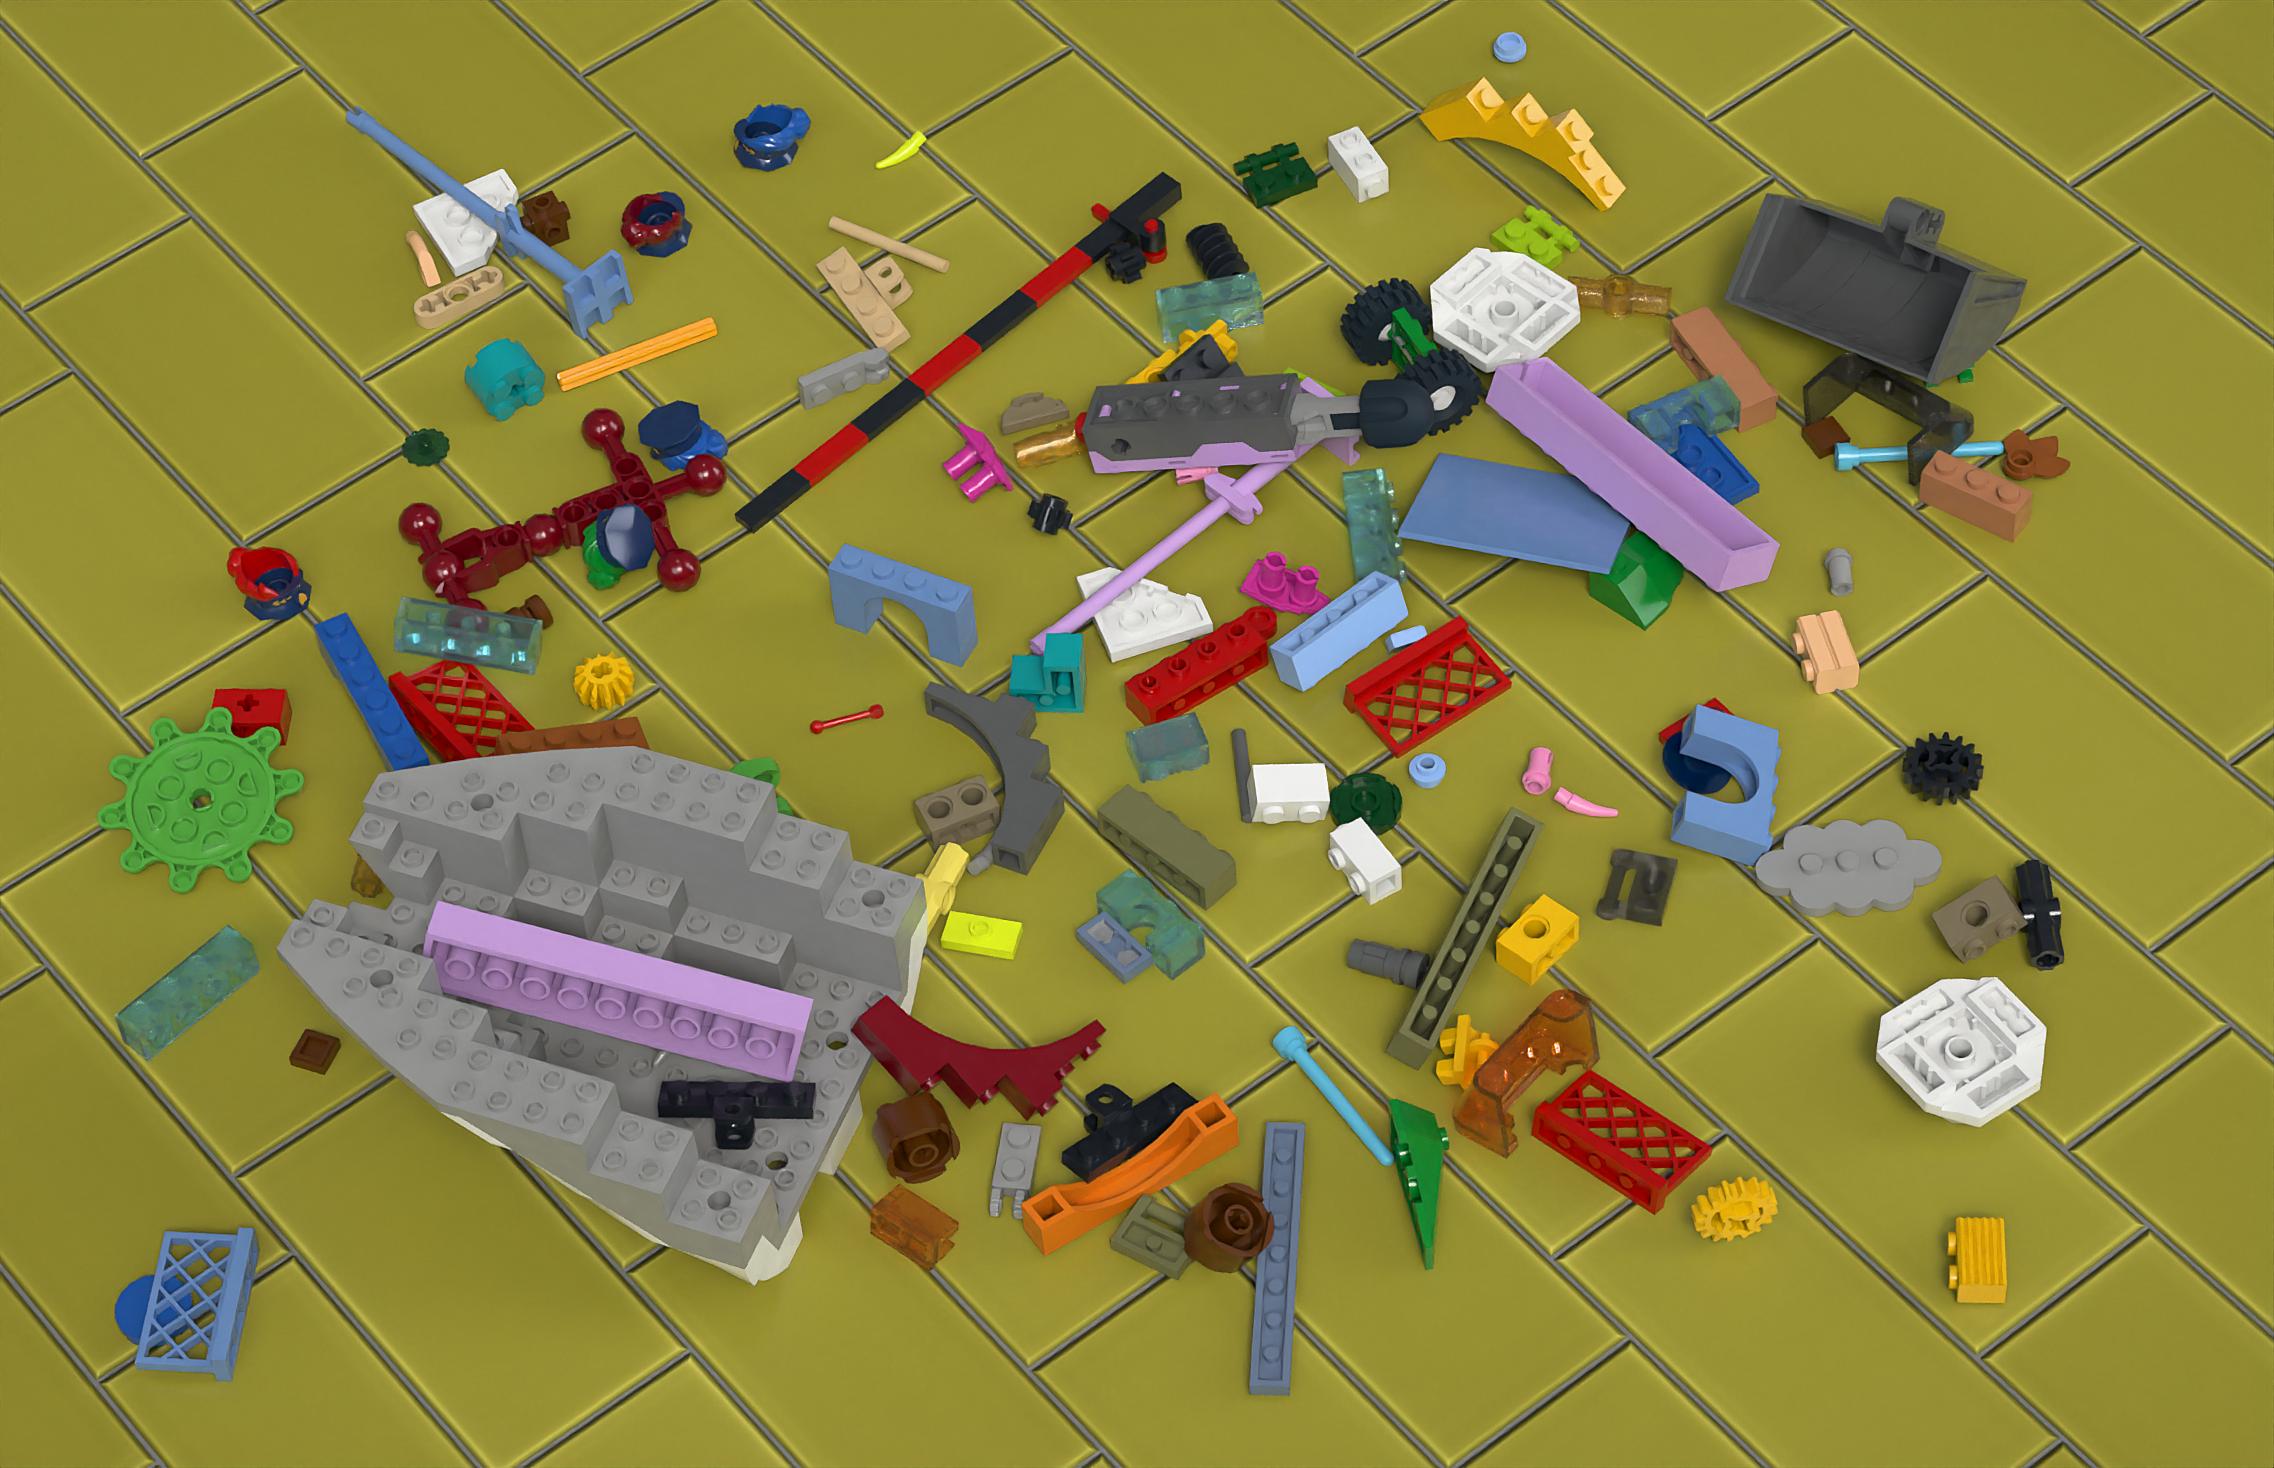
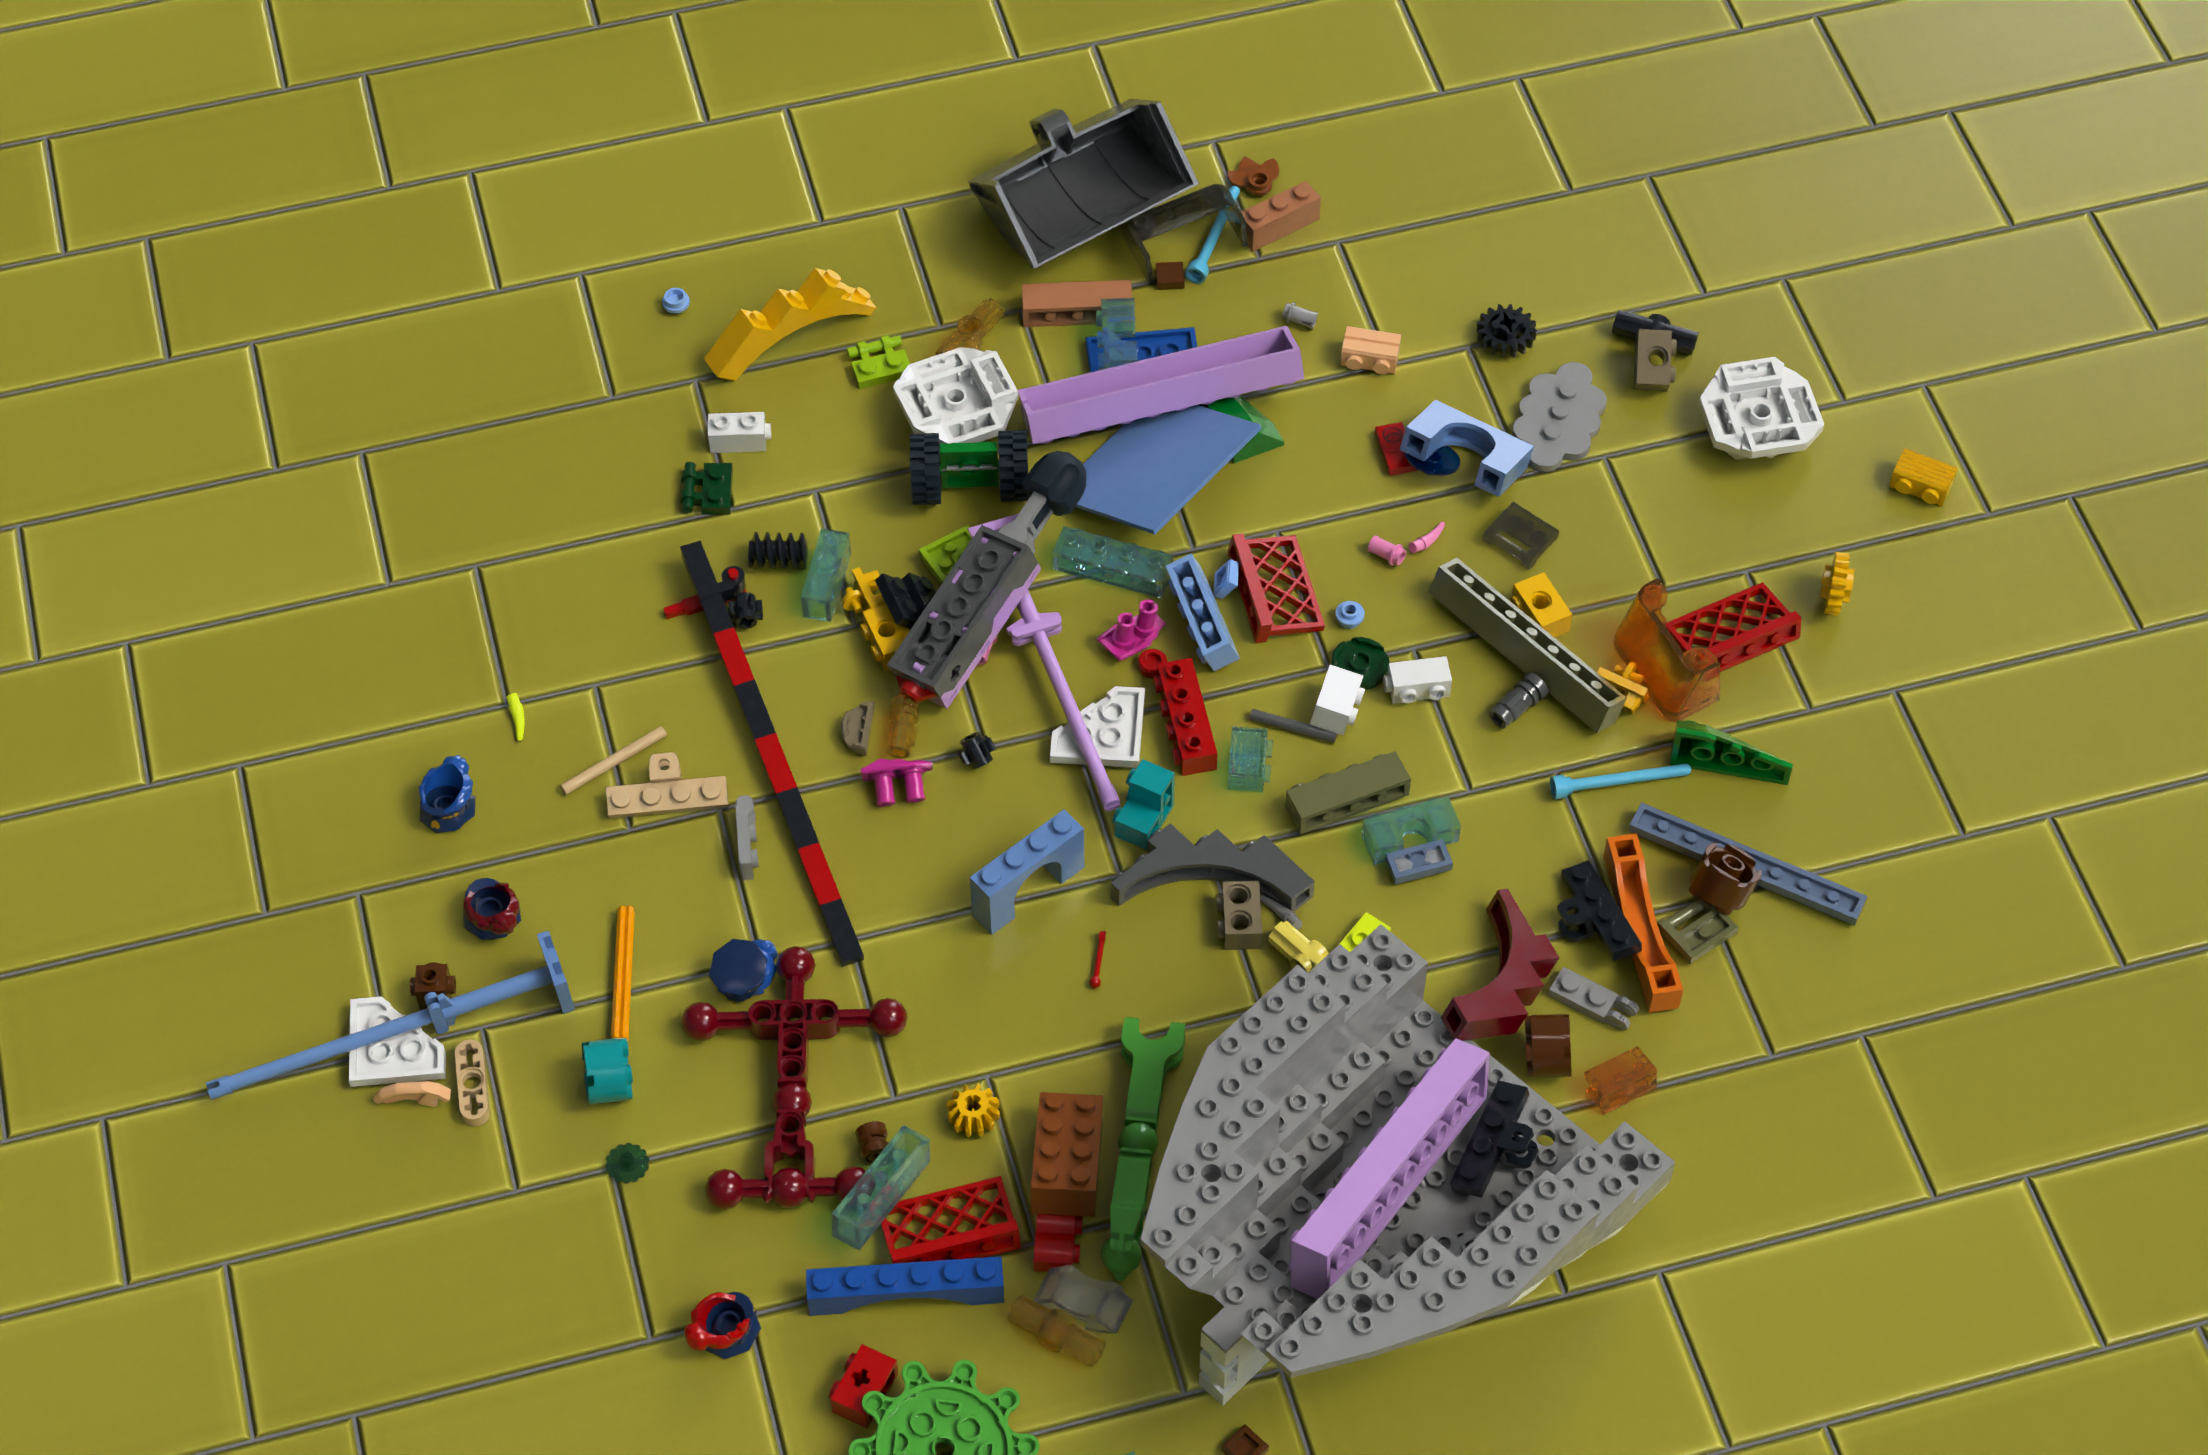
camera: 70 degrees left, 5 degrees up
(617, 544) = (845, 1048): dark blue piece -> none

